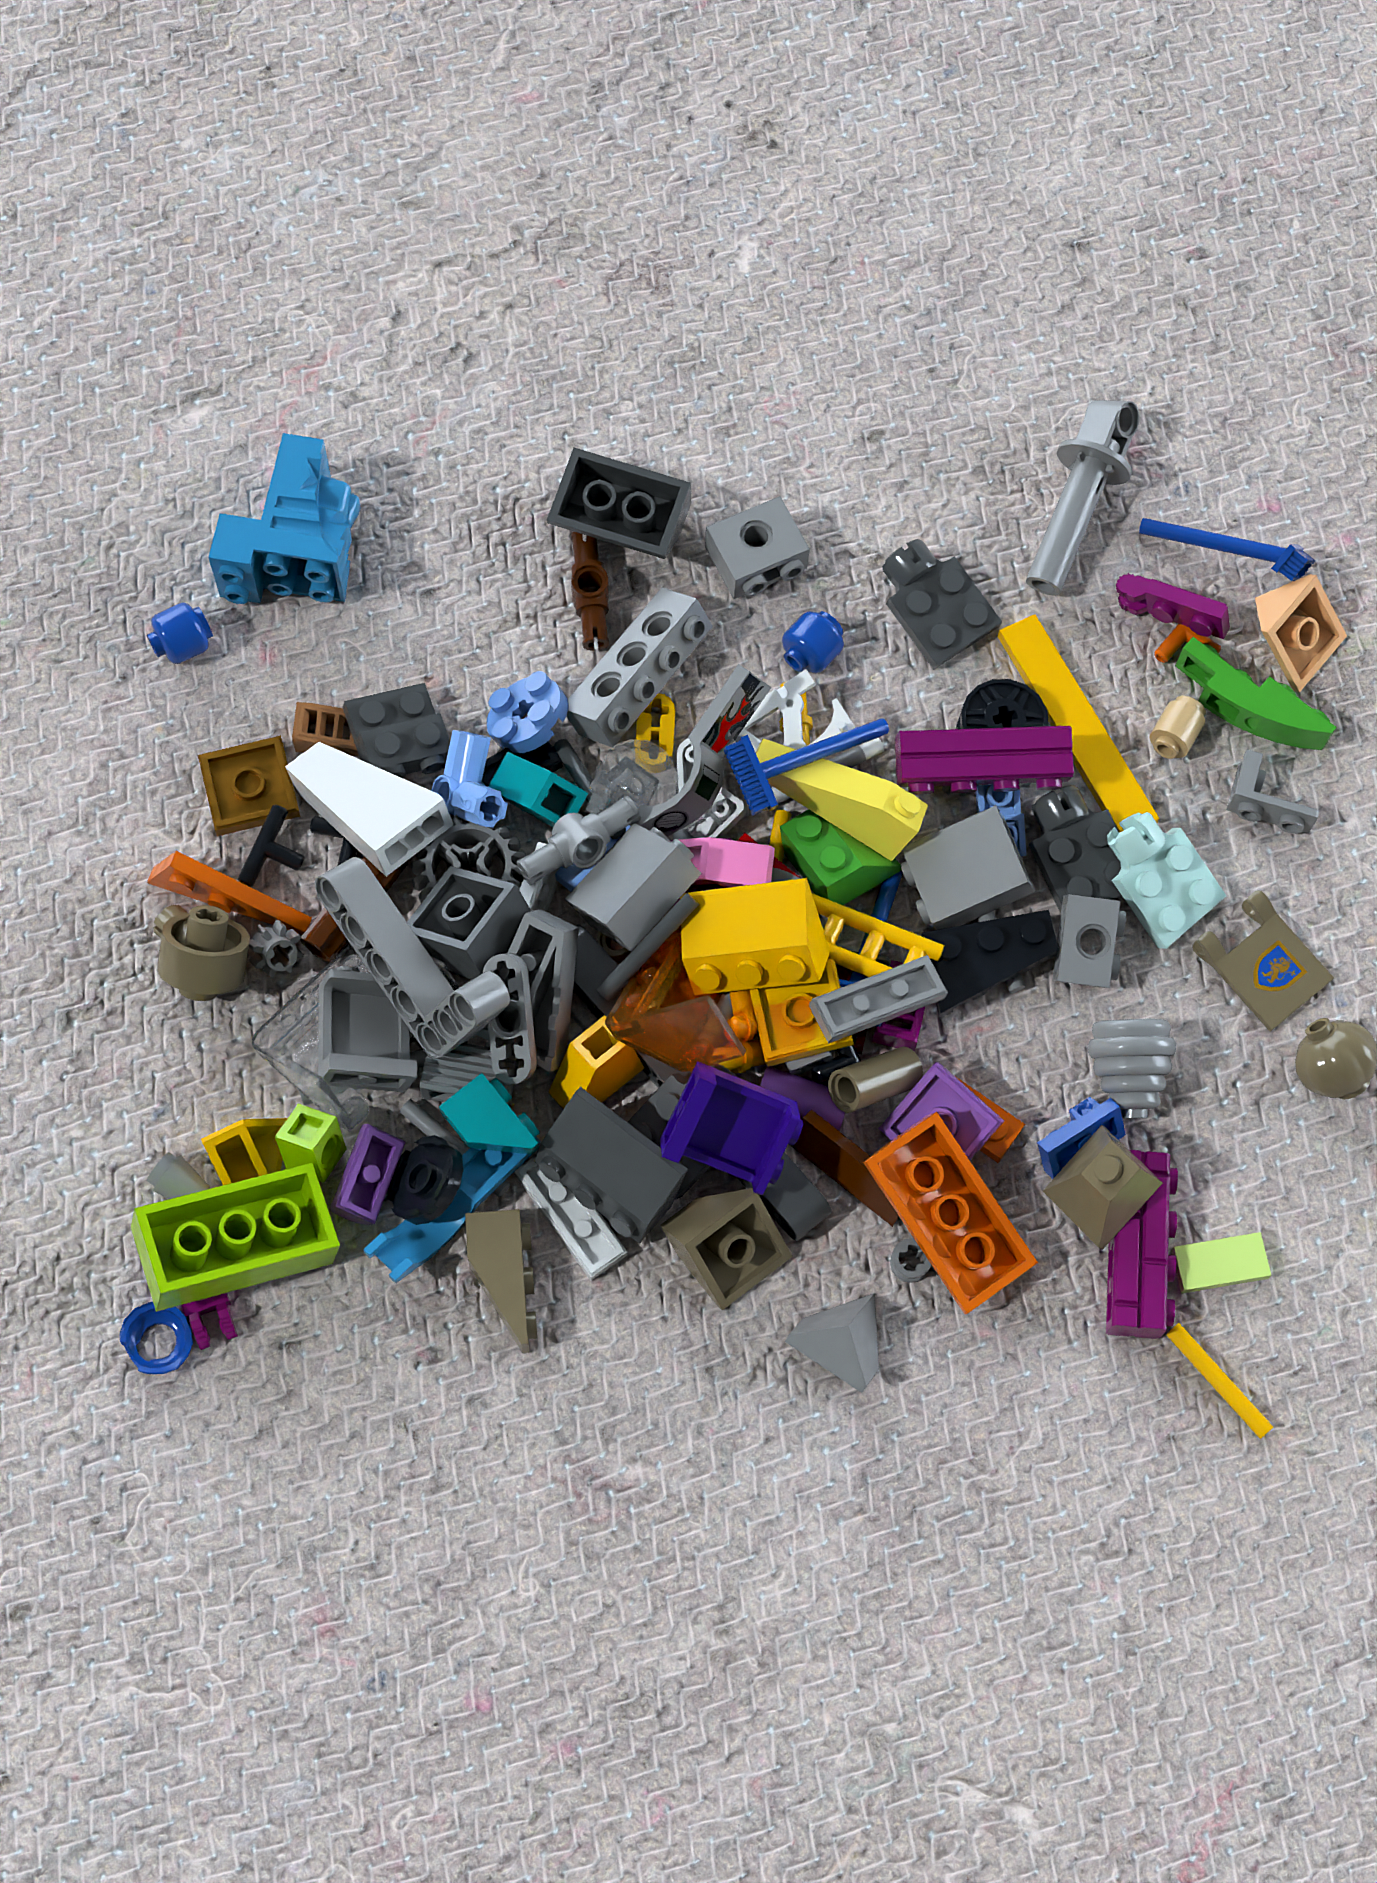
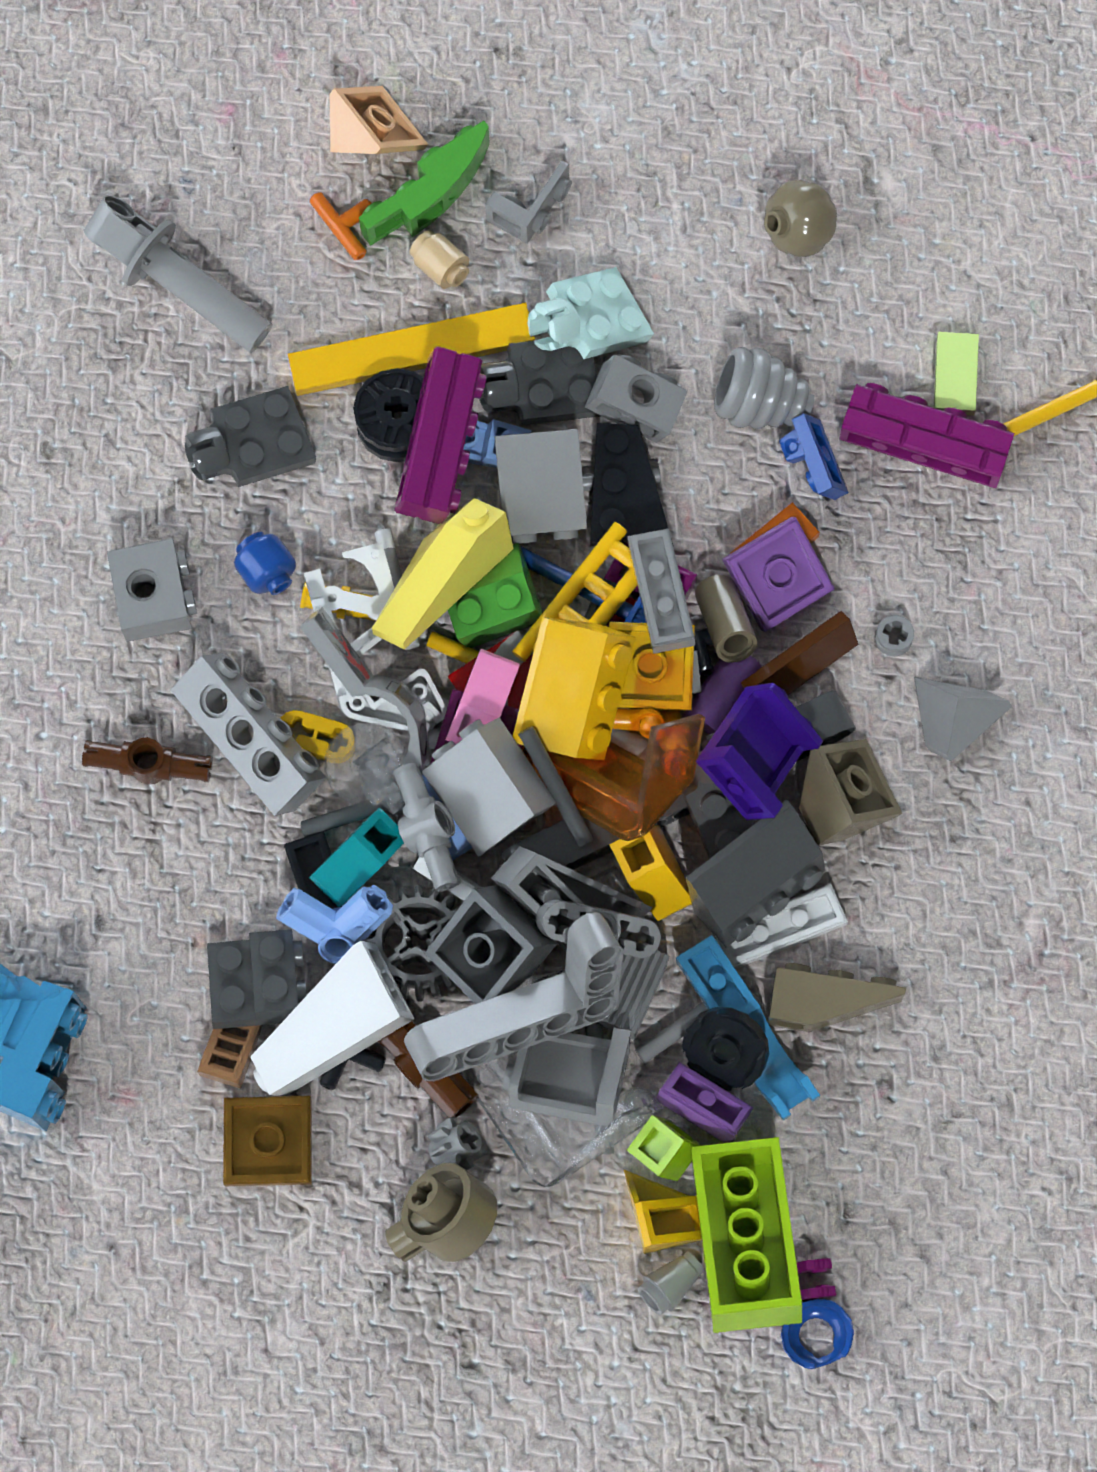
camera: 70 degrees left, 5 degrees up
(179, 633) = (86, 1175): blue head -> none
(203, 883) = (382, 1186): orange wing -> none
(266, 847) = (342, 1135): black piece -> none
(486, 1121) = (687, 976): teal slope -> none
(534, 695) = (247, 855): medium blue plate -> none
(621, 503) = (70, 708): dark grey slope -> none
(753, 775) = (416, 642): blue piece -> none
(950, 1212) = (866, 585): orange slope -> none
(1102, 1187) = (872, 450): dark tan slope -> none
(1173, 605) = (317, 227): magenta hinge -> none
(1269, 968) = (692, 250): dark tan flag -> none
(1289, 561) = (303, 108): blue piece -> none

